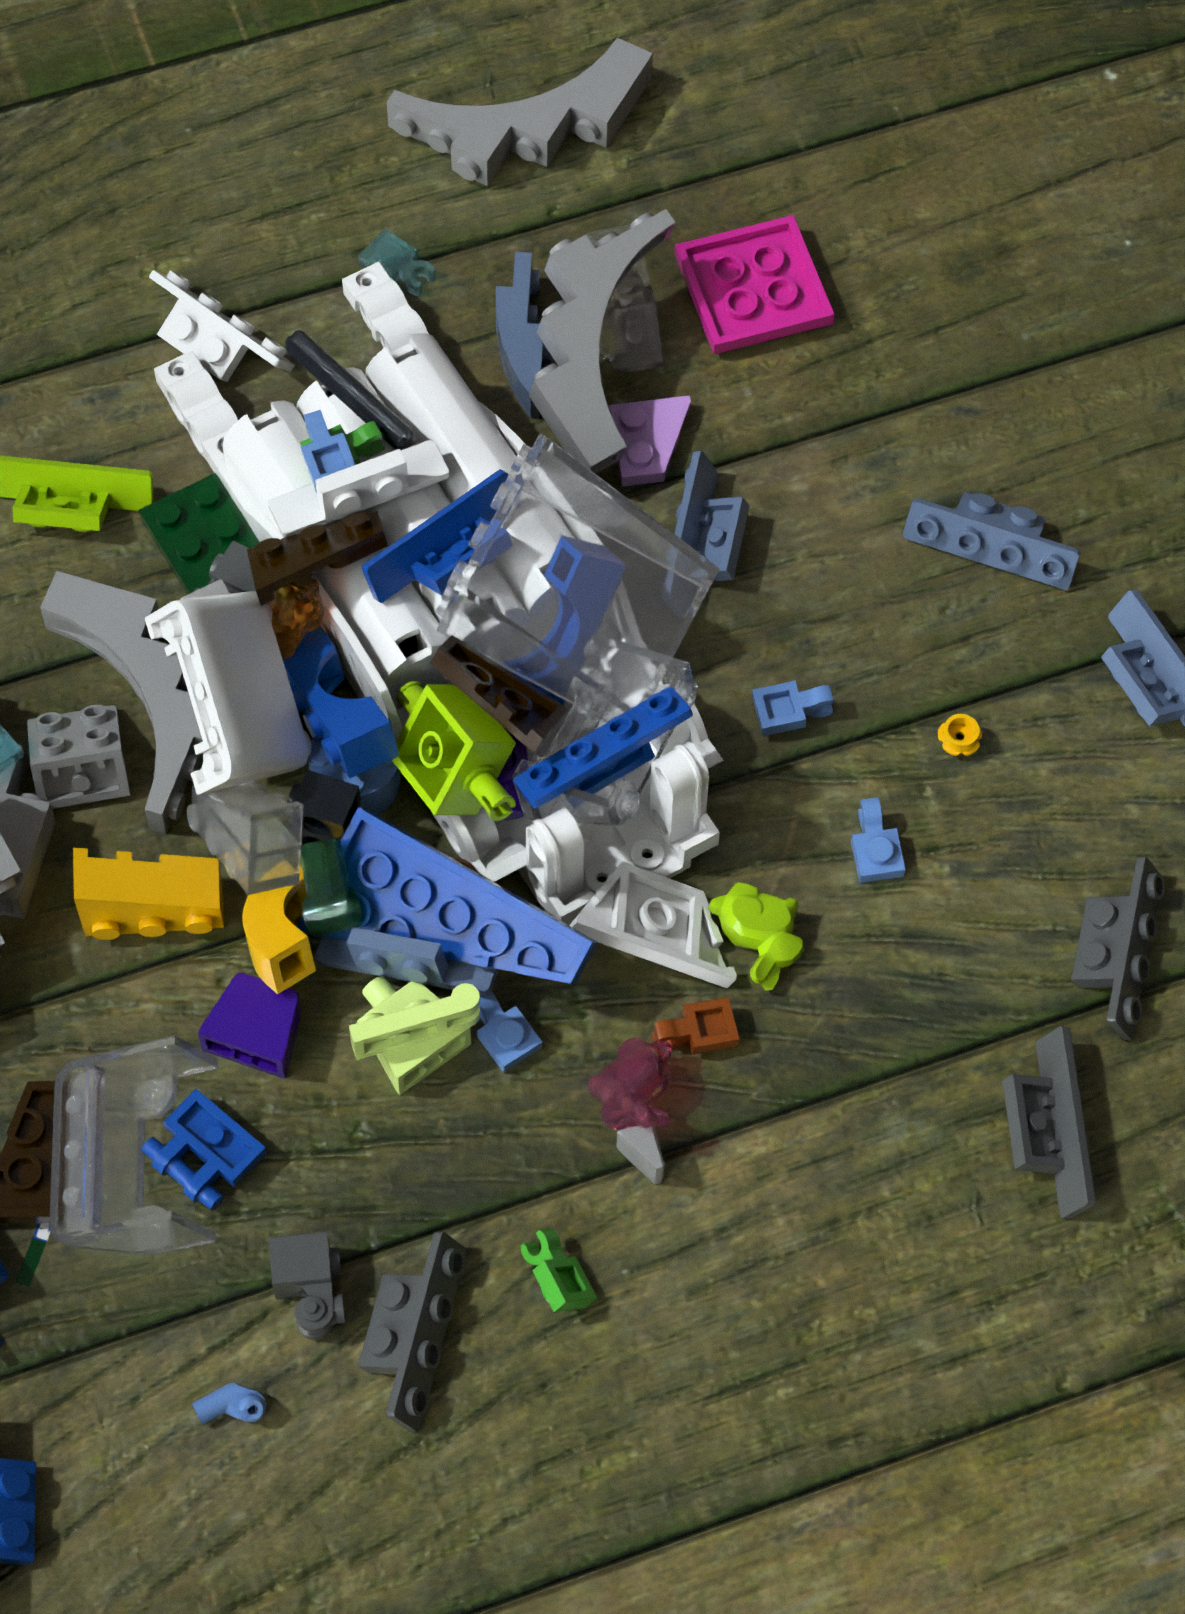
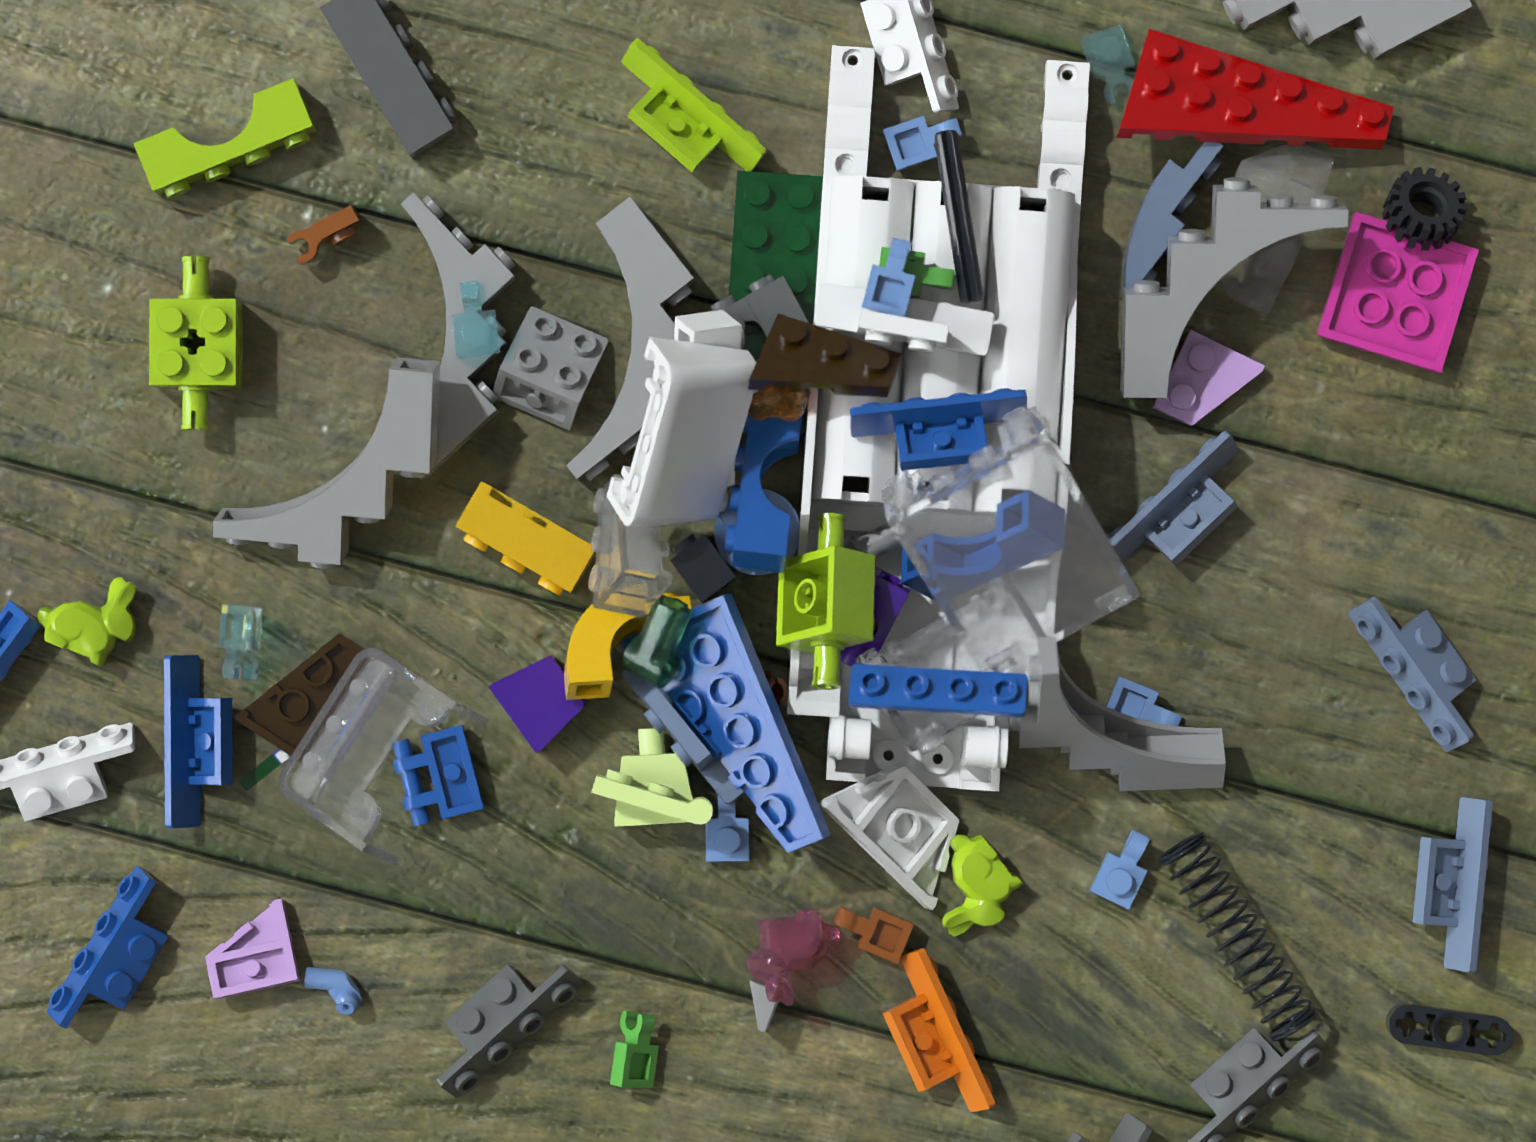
camera: 30 degrees right, 25 degrees up
(133, 1425) = (255, 957): none -> lavender wing
(288, 389) = (914, 142): none -> medium blue plate
(305, 1268) = (454, 925): dark grey brick -> none
(500, 693) = (892, 589): dark brown wing -> none
(524, 220) = (1232, 100): none -> red wing
(727, 208) = (1433, 191): none -> black tyre
(813, 730) = (1098, 737): none -> light grey arch
(820, 1079) = (933, 1038): none -> orange bracket
(907, 806) = (1297, 1020): none -> black piece
(963, 725) = (1269, 828): yellow plate -> none

